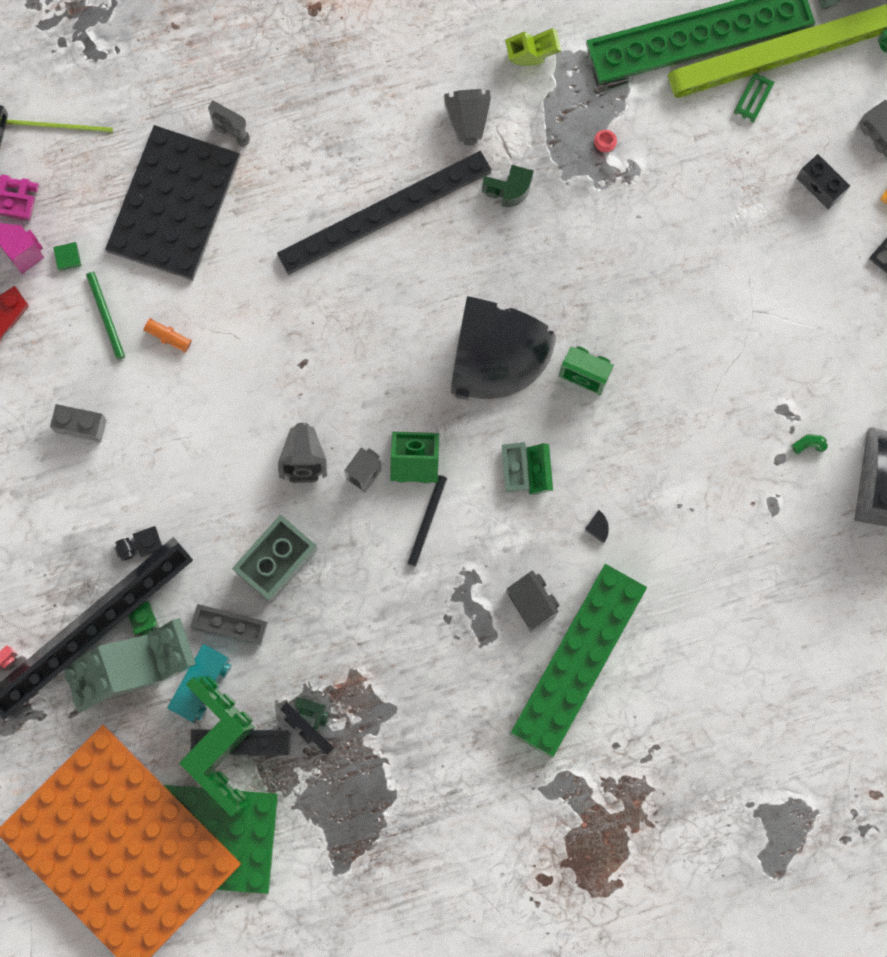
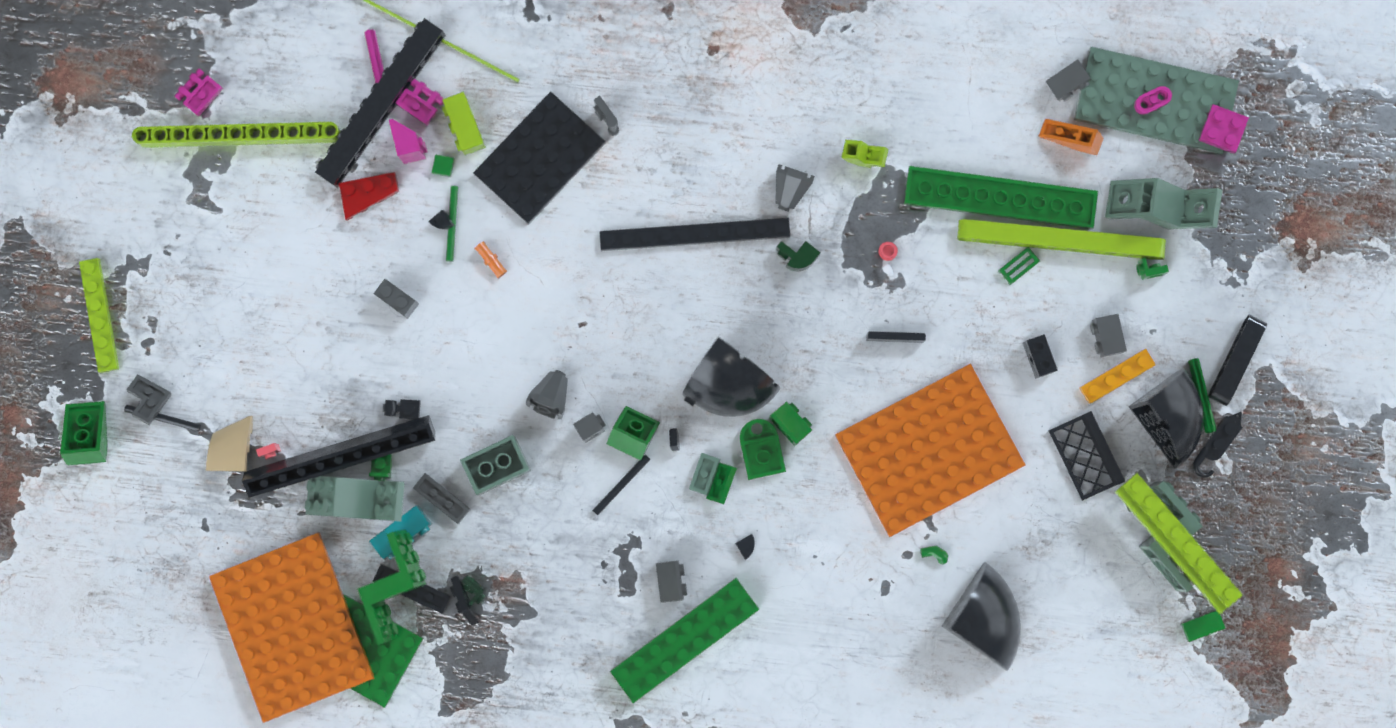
camera: 30 degrees right, 5 degrees up
(70, 200) = (463, 123): none -> lime brick
(92, 316) = (441, 221): none -> black tile
(464, 443) = (674, 439): none -> black tile
(568, 414) = (761, 451): none -> green plate
(657, 227) = (896, 337): none -> black tile
(750, 334) = (930, 450): none -> orange plate

